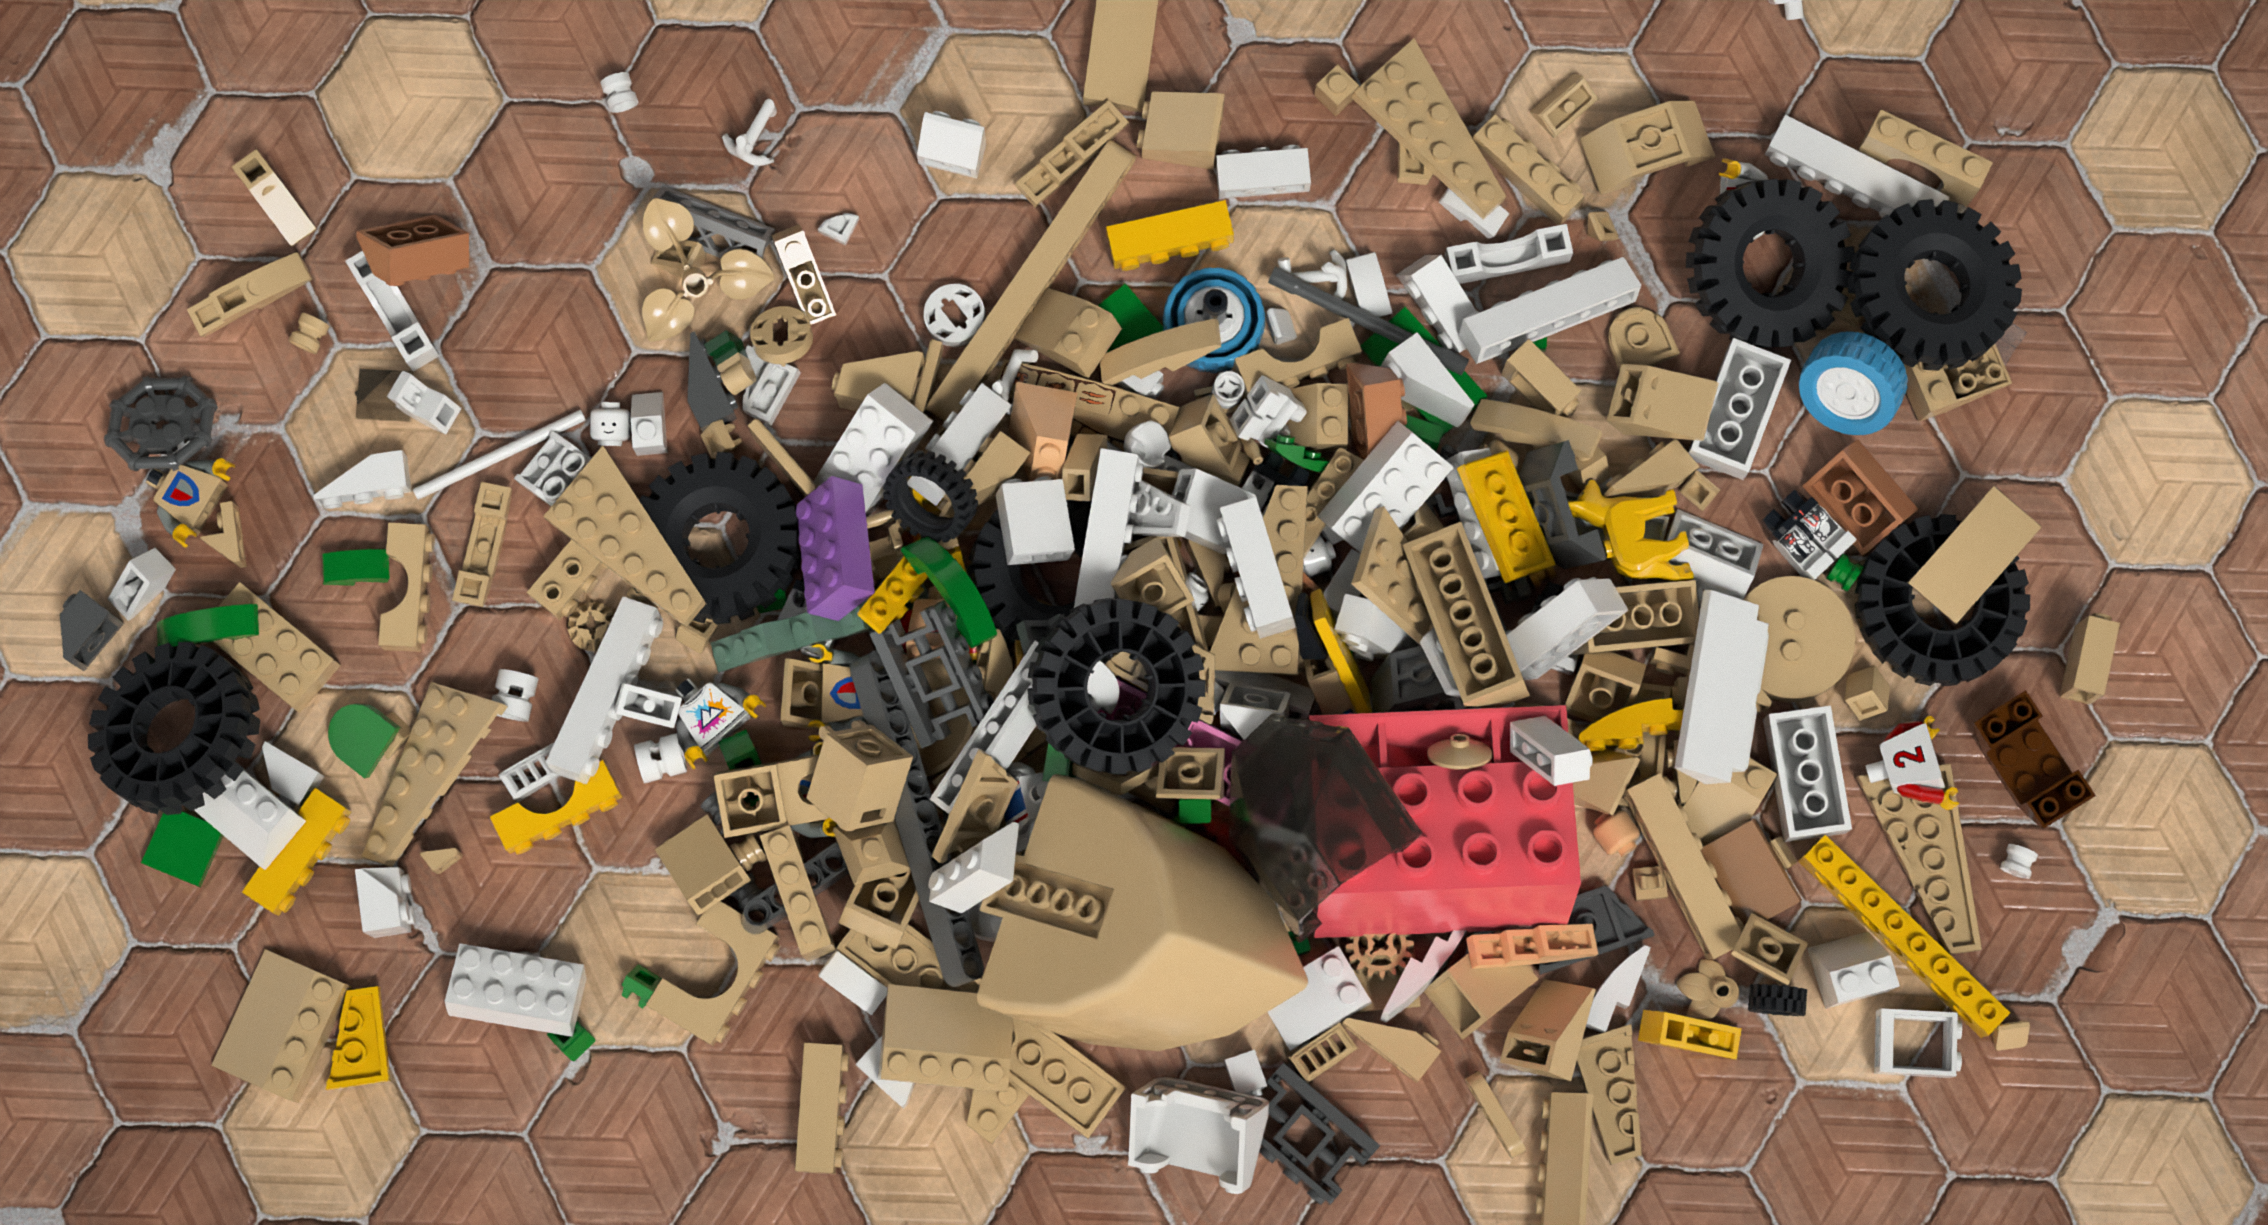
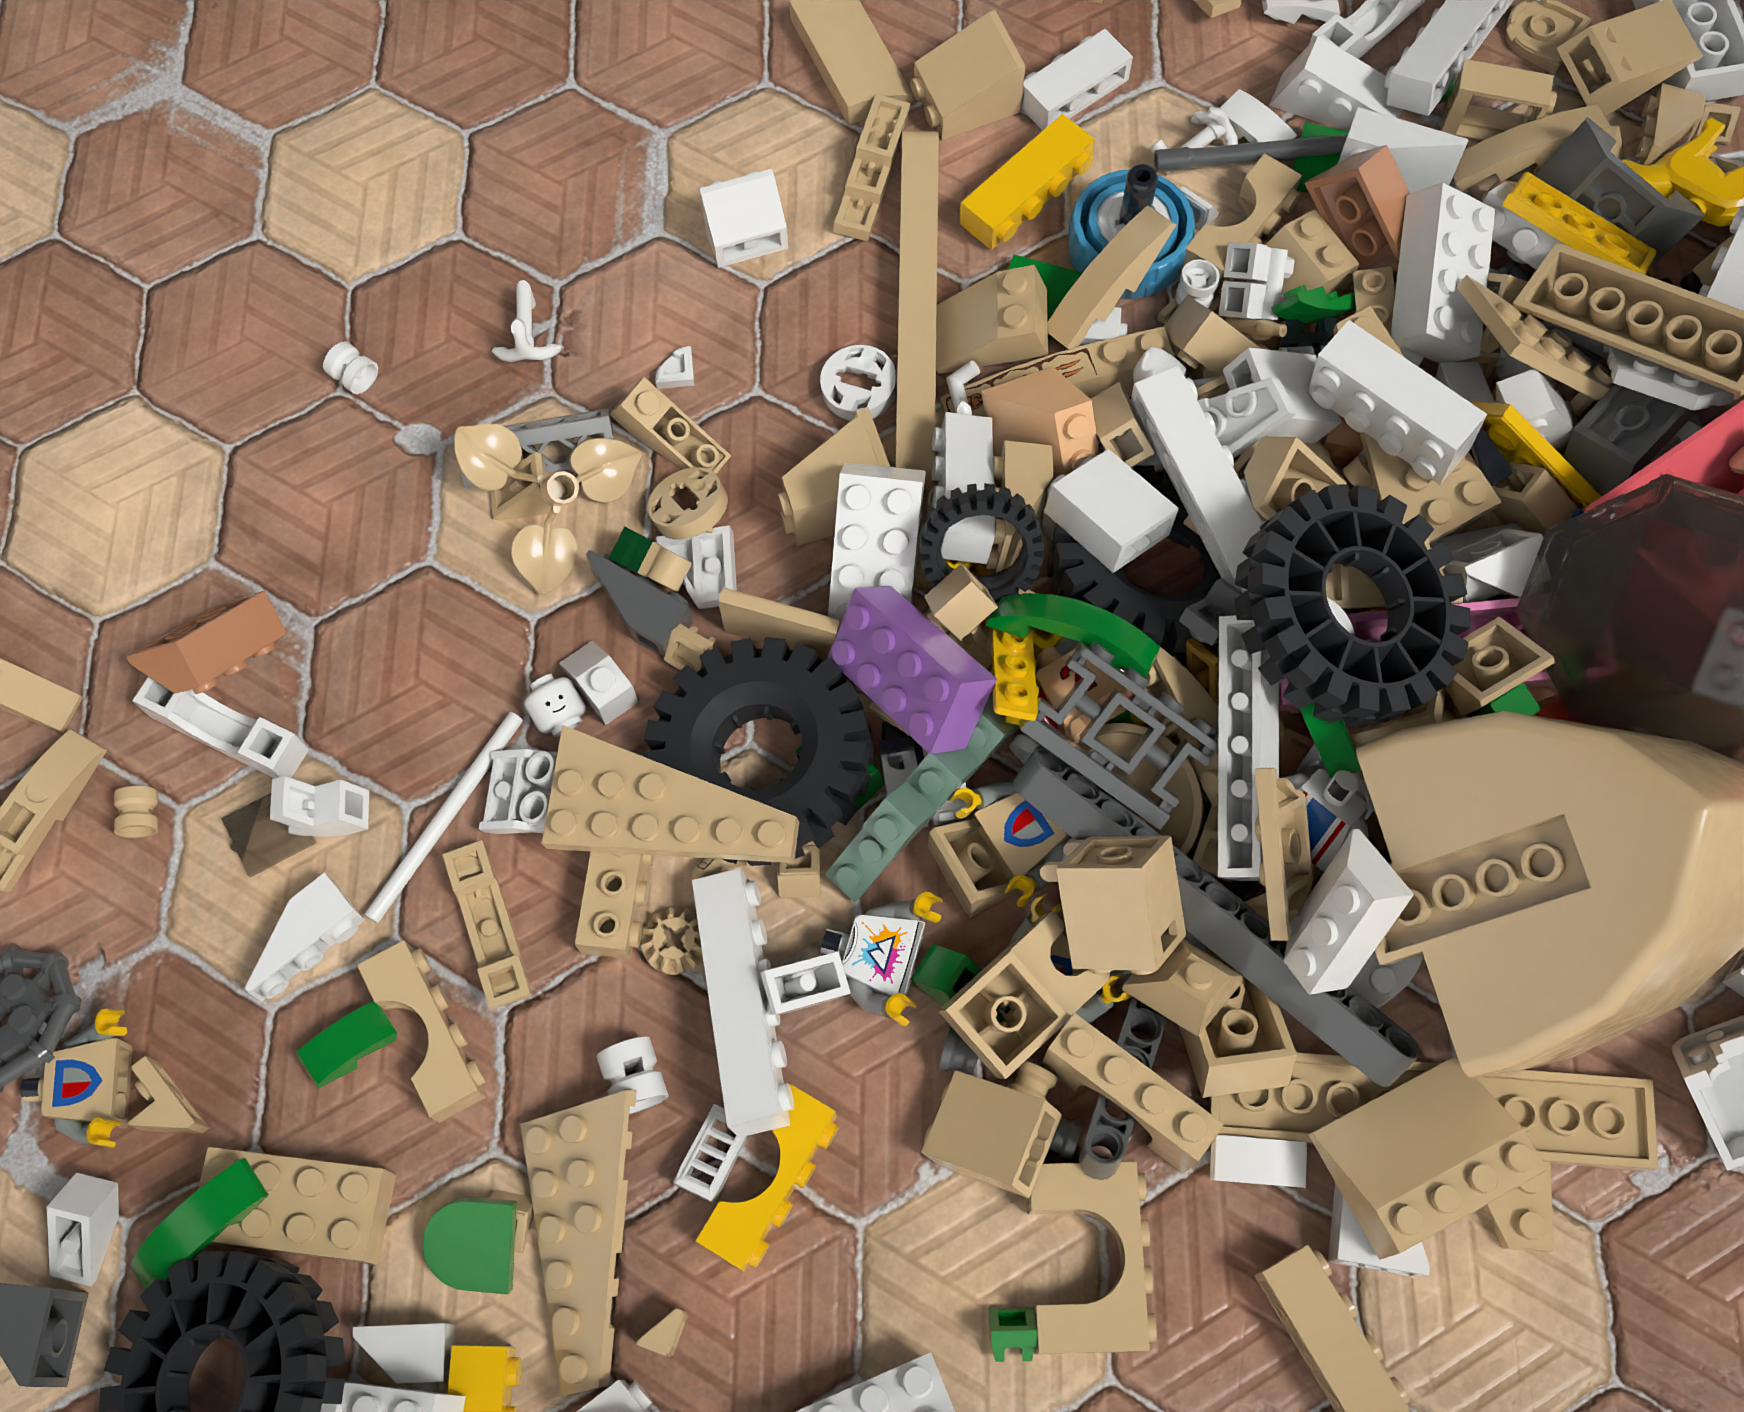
camera: 30 degrees left, 10 degrees down
(669, 750) = (865, 1027): white wheel -> none
(893, 525) = (959, 602): none -> tan brick

